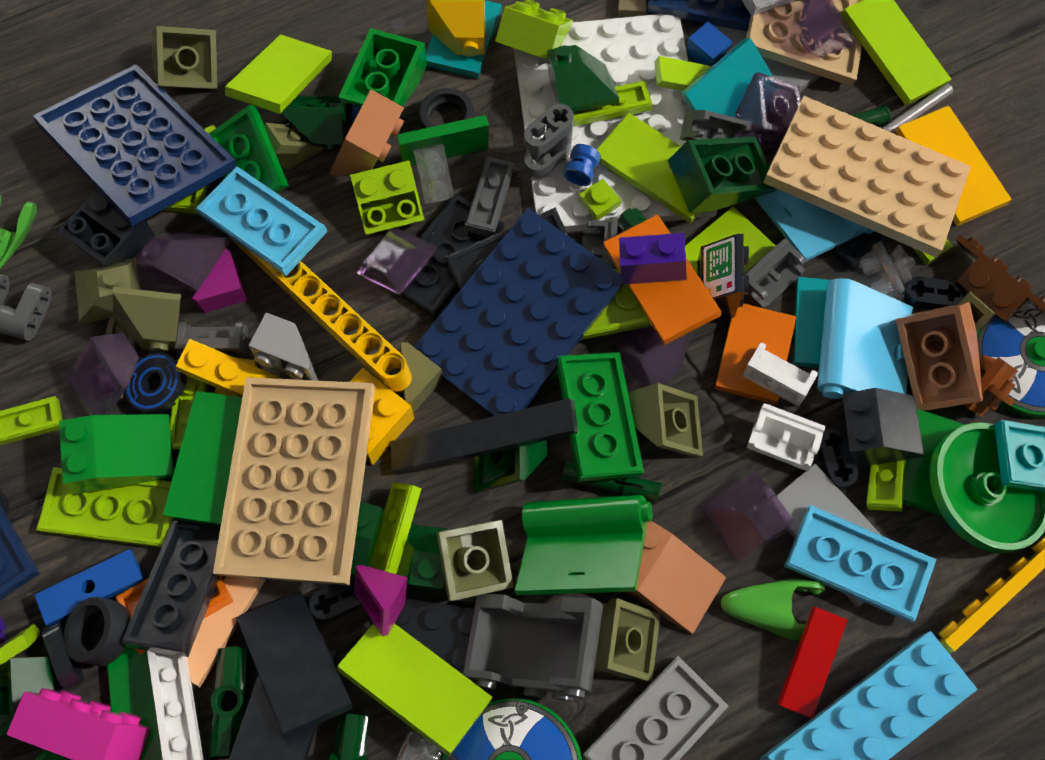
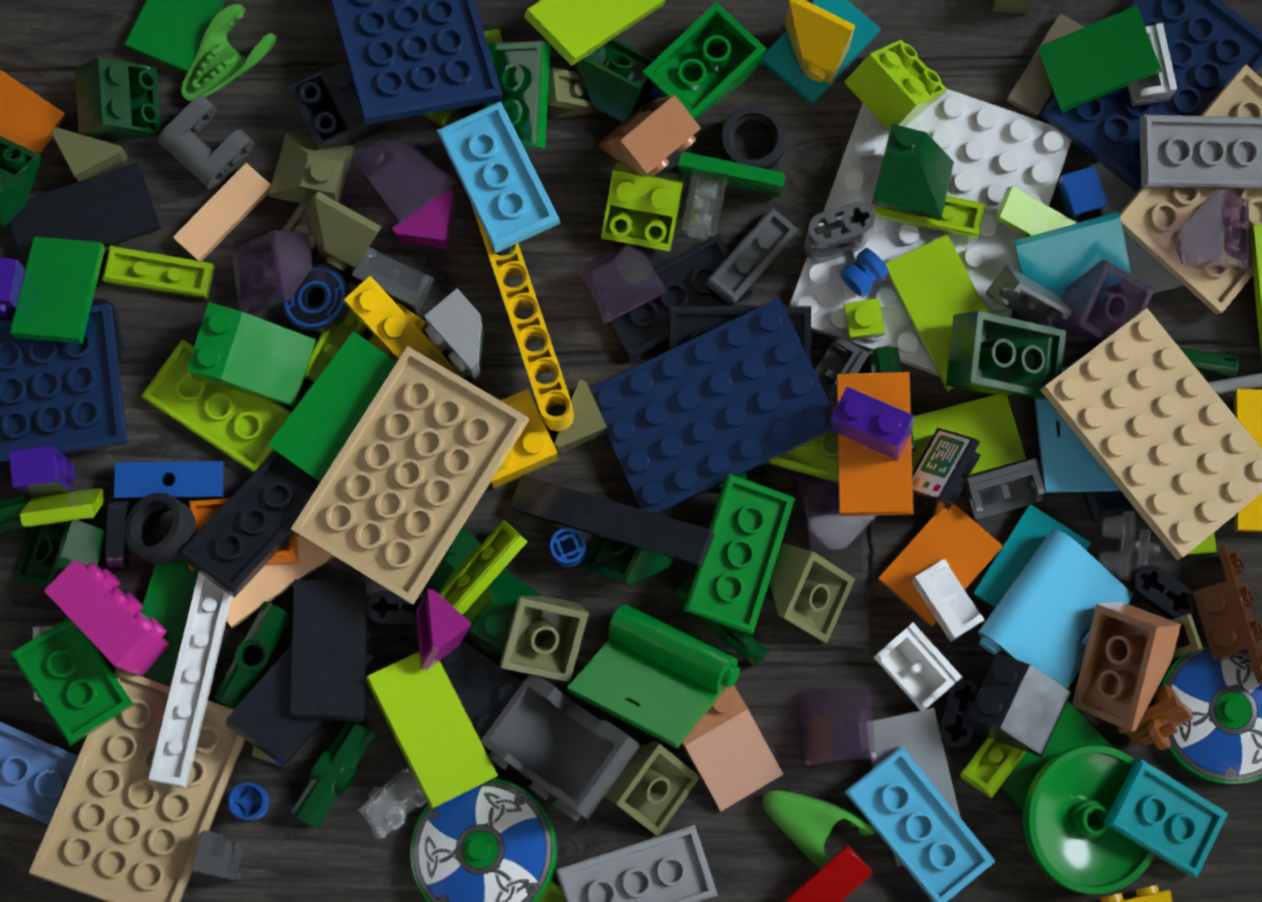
camera: 25 degrees right, 10 degrees up
(47, 354) = (222, 212): none -> light nougat tile
(458, 486) = (567, 553): none -> blue wheel

